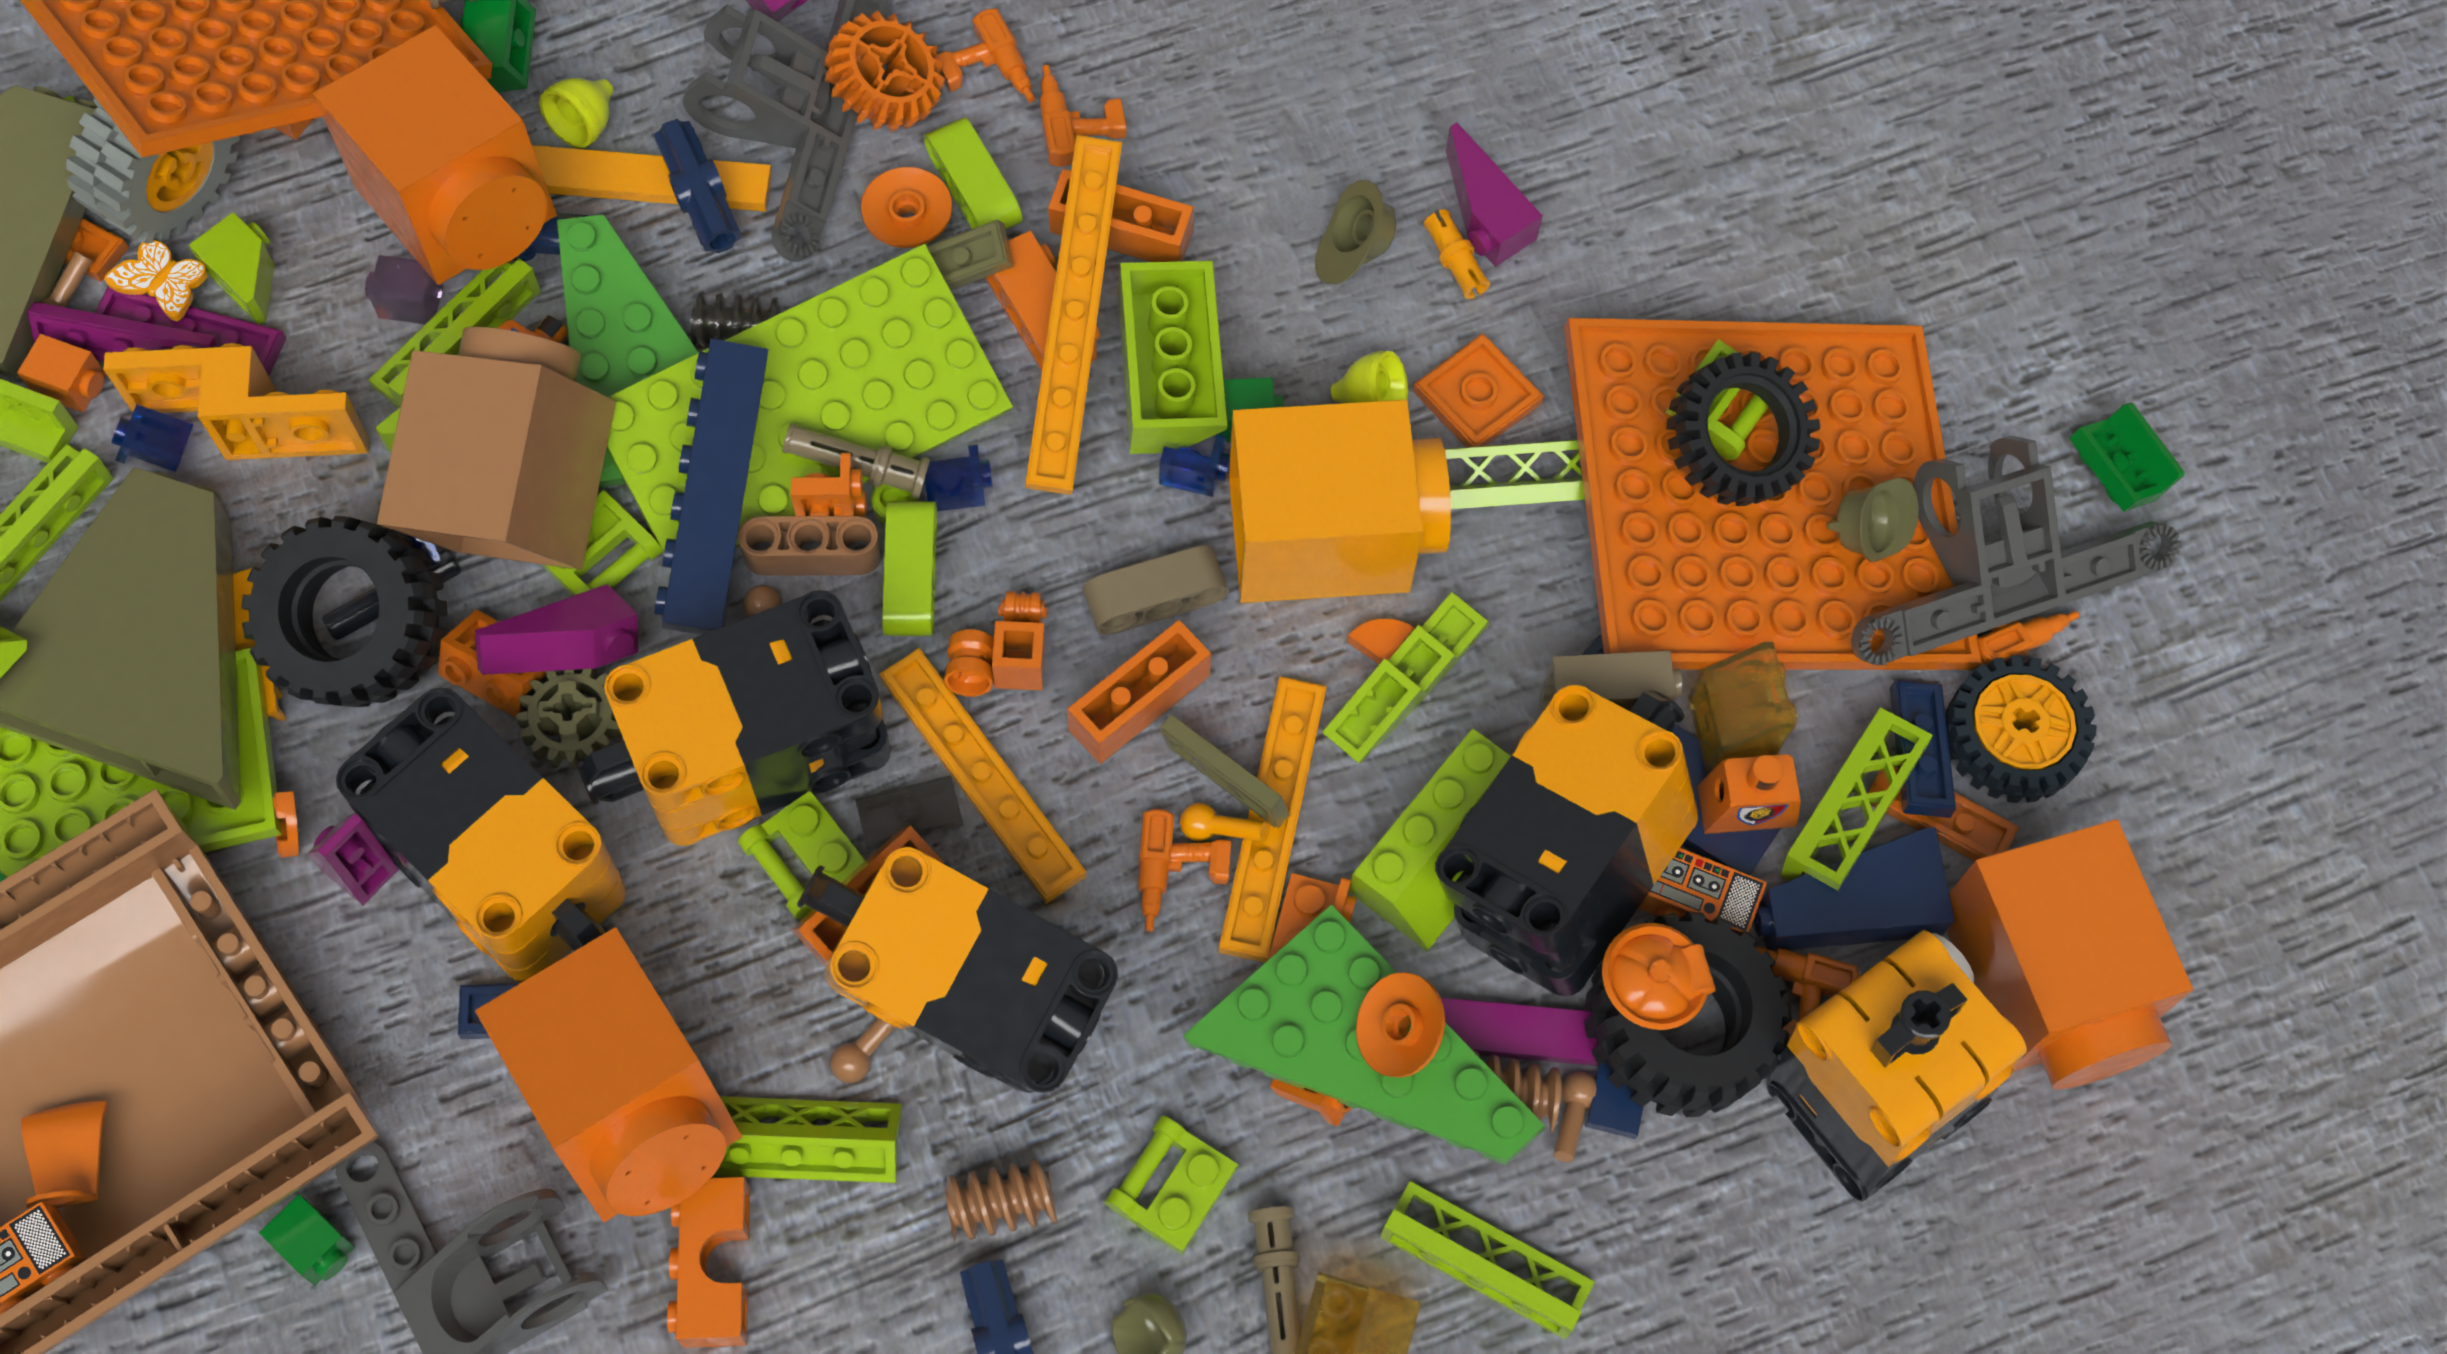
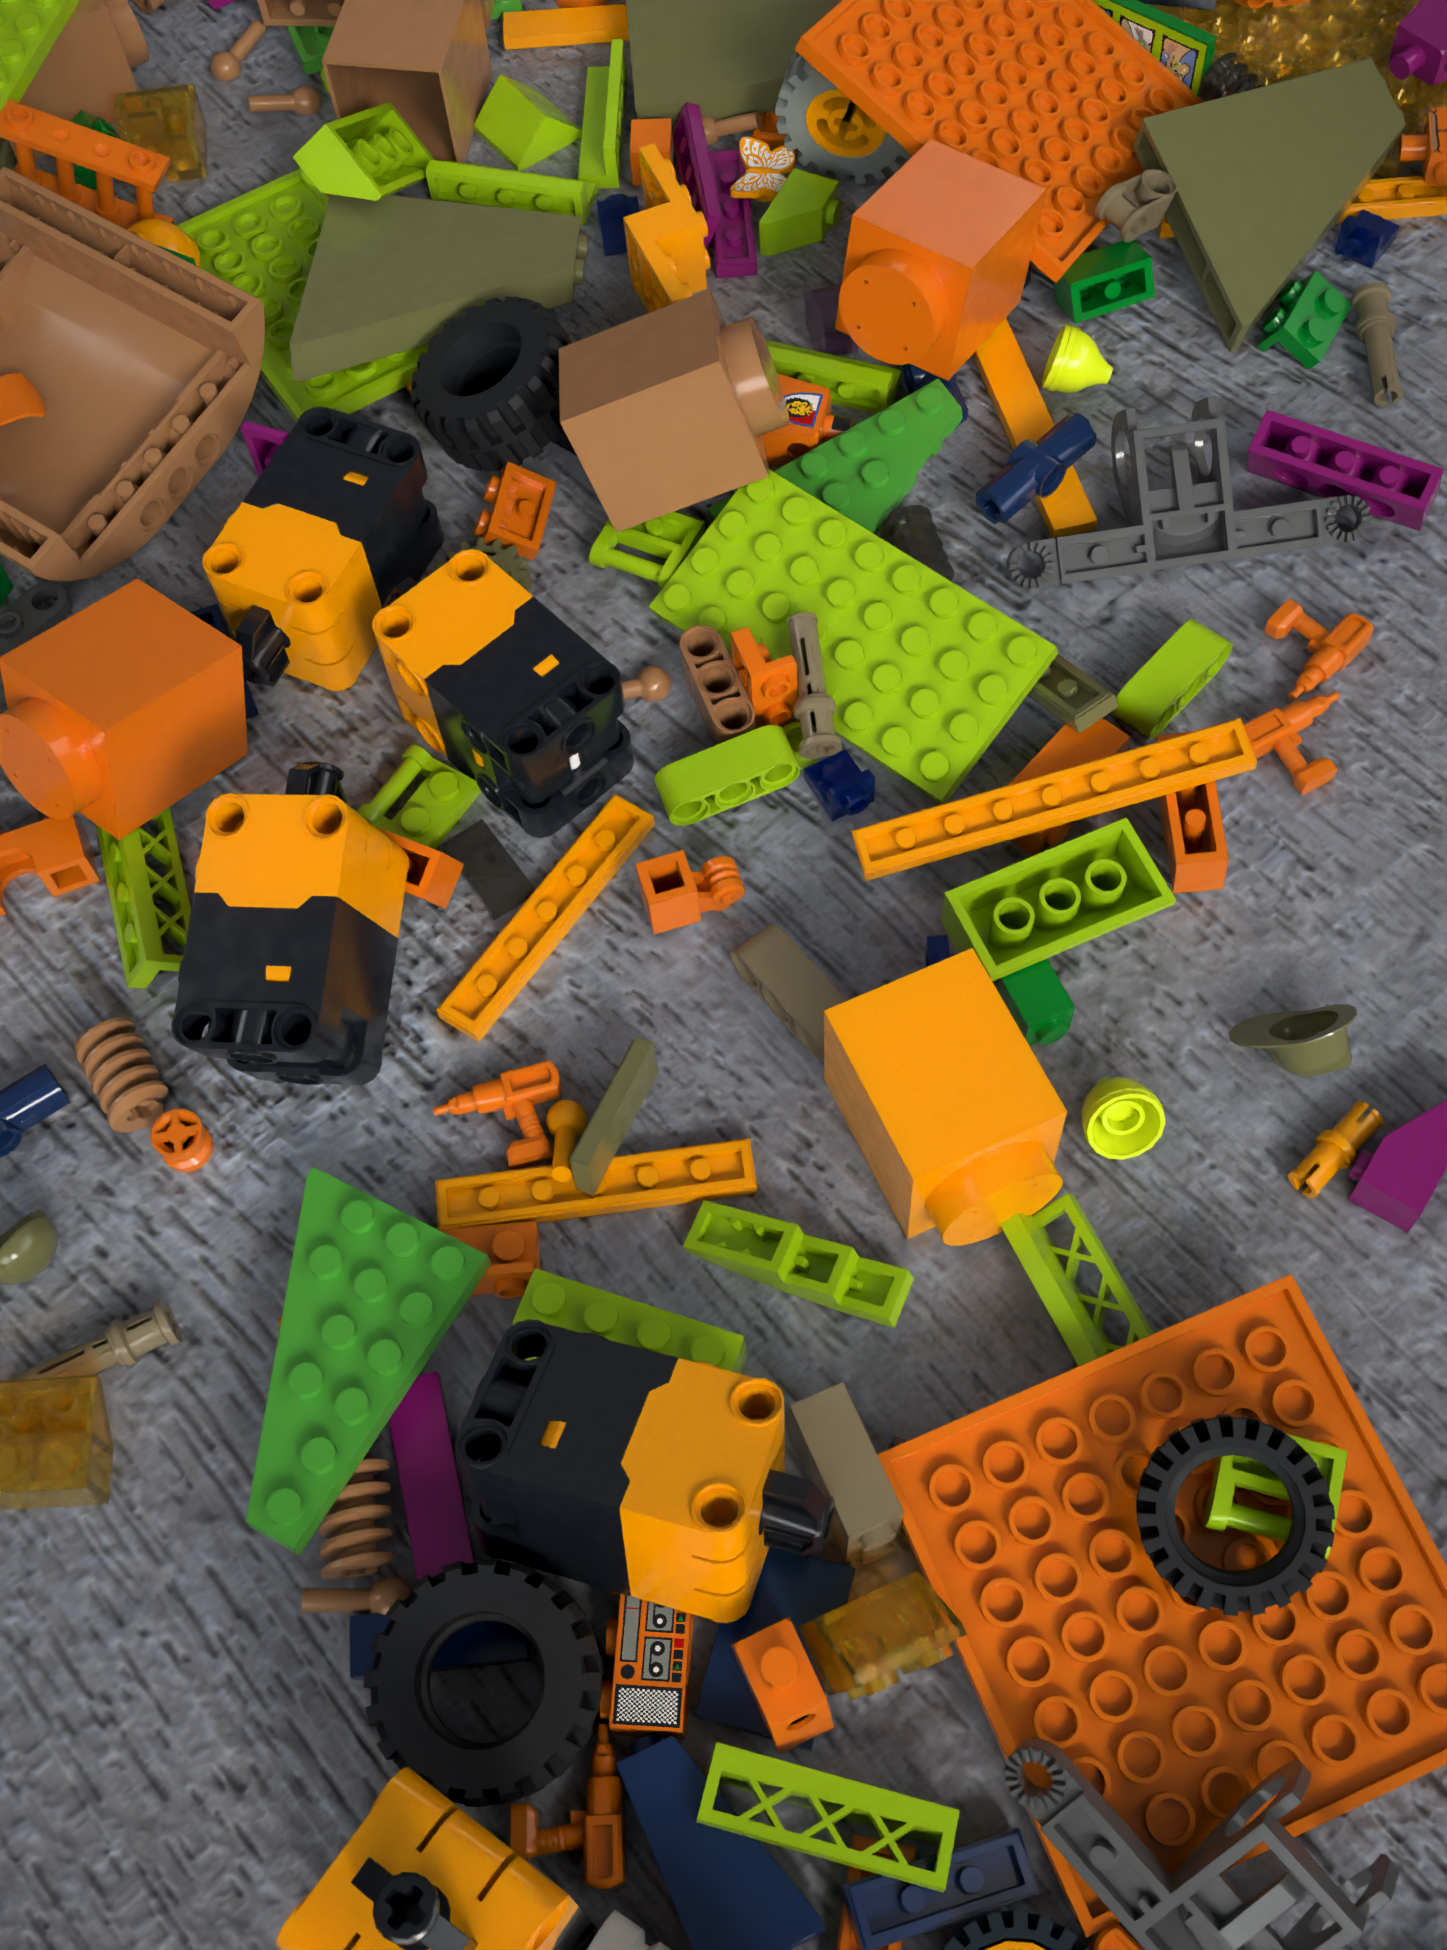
camera: 80 degrees right, 5 degrees down
(564, 635) = (543, 539): magenta slope -> none
(714, 487) = (725, 583): dark blue brick -> none
(902, 192) = (1112, 623): orange dish -> none
(911, 72) = (1243, 523): orange gear -> none
(970, 663) = (635, 850): orange wheel -> none
(1091, 1151) = (172, 1131): none -> orange wheel
(1139, 691) = (671, 1008): orange brick -> none
(1186, 1194) = (177, 1239): lime plate -> none
(1379, 638) = (835, 1221): orange tile -> none
(1385, 1022) = (349, 1352): orange dish -> none
(1478, 393) = (1175, 1230): orange tile -> none
(1480, 1270) = (150, 1551): lime fence -> none
(1656, 976) = (474, 1607): orange piece -> none
(1877, 519) = (1204, 1731): olive piece -> none

